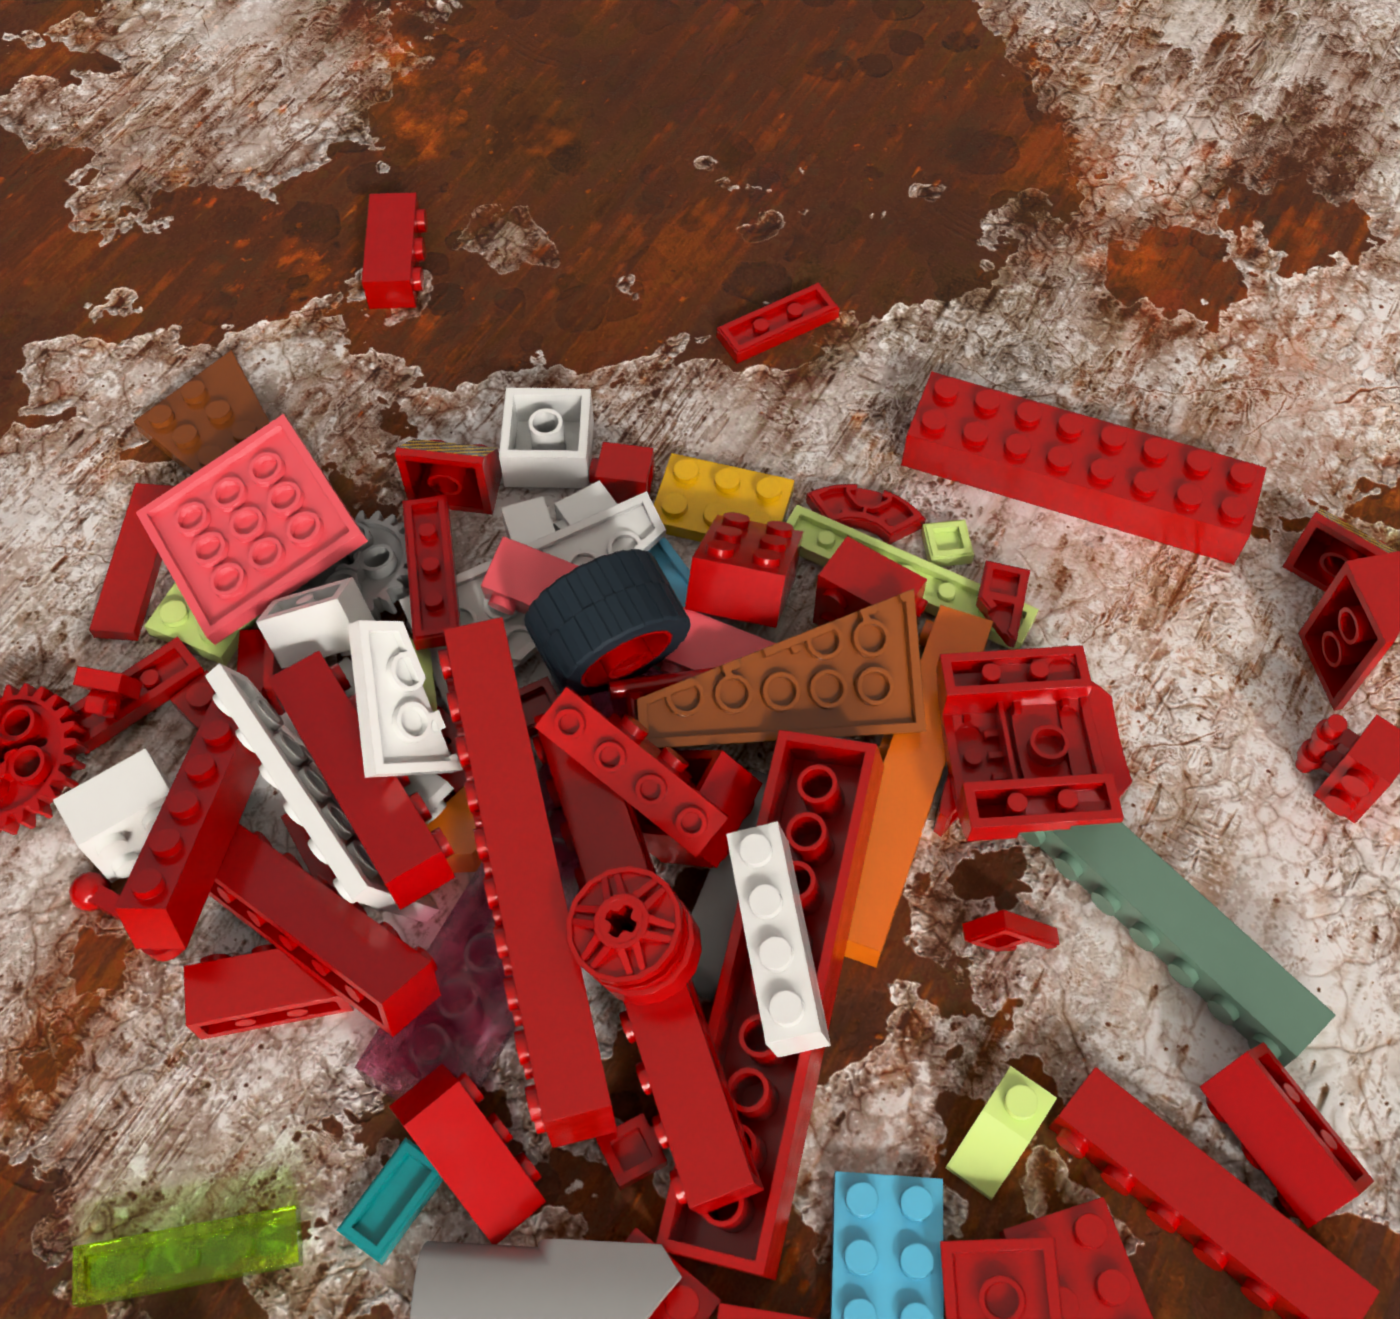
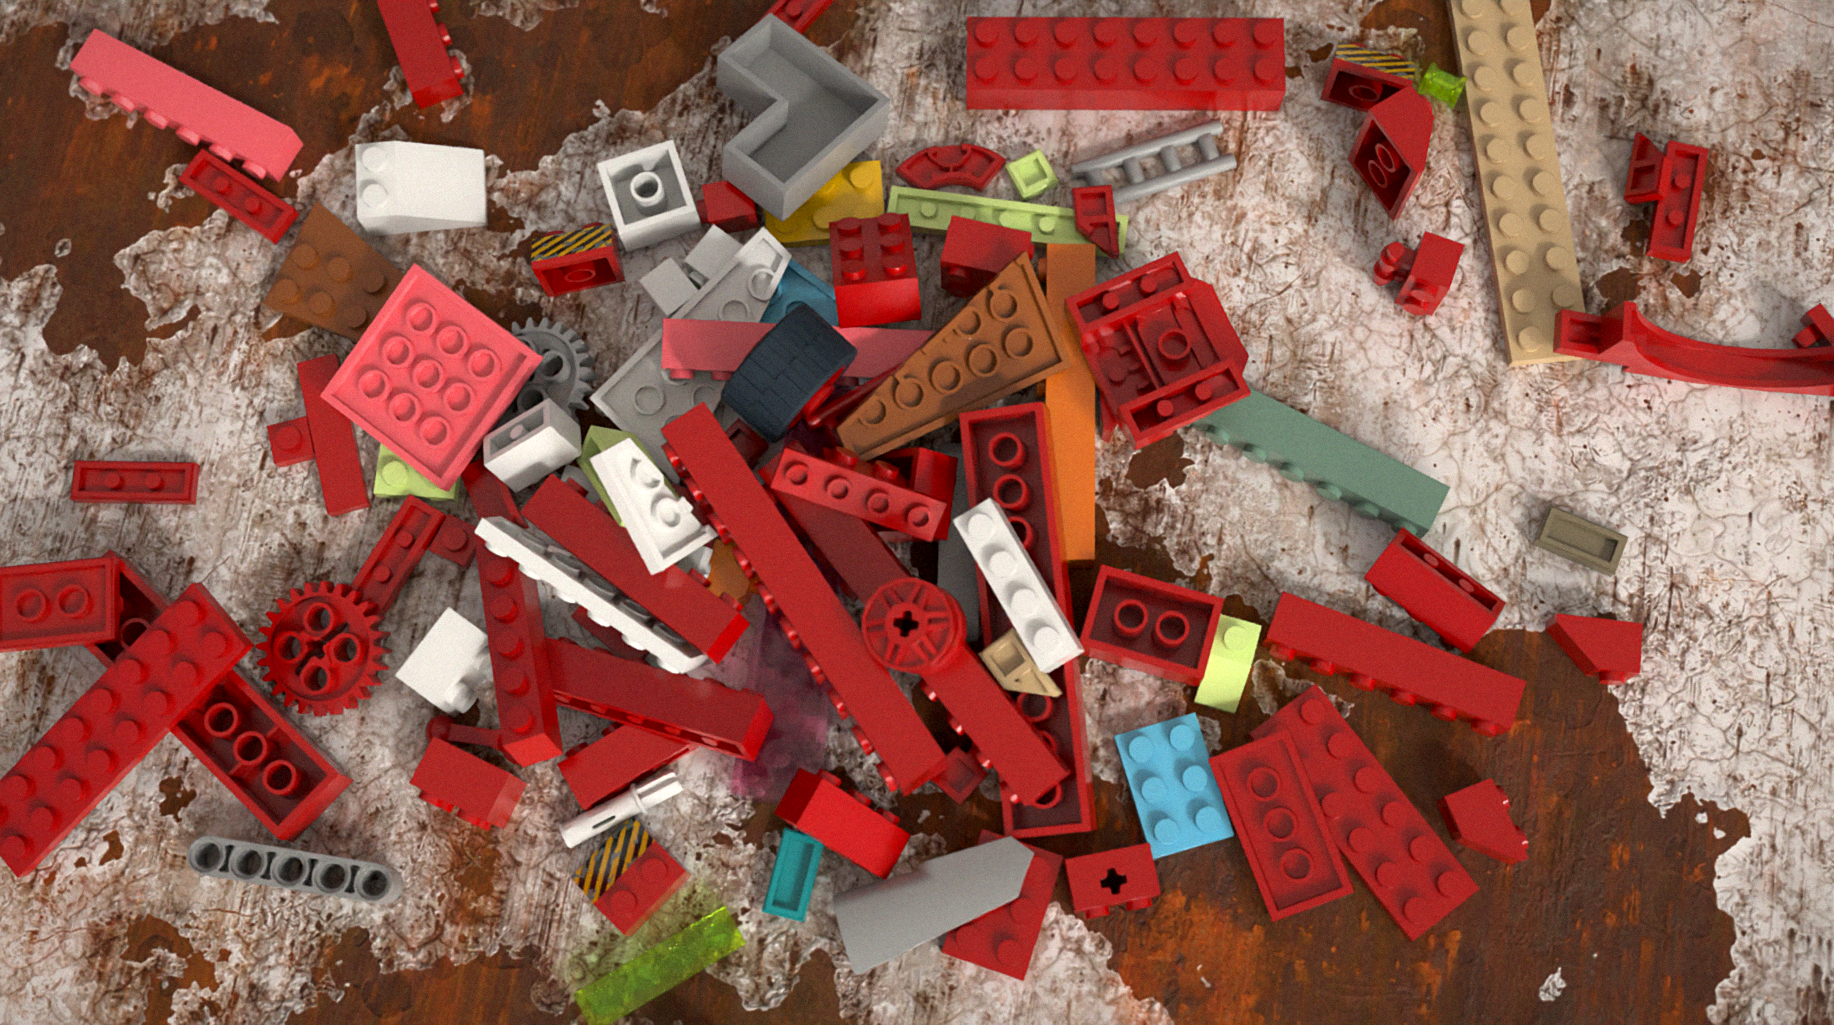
camera: 15 degrees left, 15 degrees up
(75, 953) = (462, 780): none -> red brick
(91, 553) = (291, 442): none -> red plate
(106, 690) = (379, 564): red tile -> none
(157, 240) = (186, 105): none -> coral brick
(162, 326) = (238, 196): none -> red plate
(206, 1133) = (630, 877): none -> red slope
(233, 1045) = (620, 808): none -> white axle
(330, 367) = (419, 187): none -> white slope
(430, 570) = (607, 363): red tile -> none
(727, 407) = (807, 113): none -> light grey piece
(740, 1037) = (1015, 667): none -> tan tile
(920, 1052) = (1150, 626): none -> red brick
(1006, 929) = (1187, 506): red tile -> none
(1101, 558) = (1166, 147): none -> light grey bar

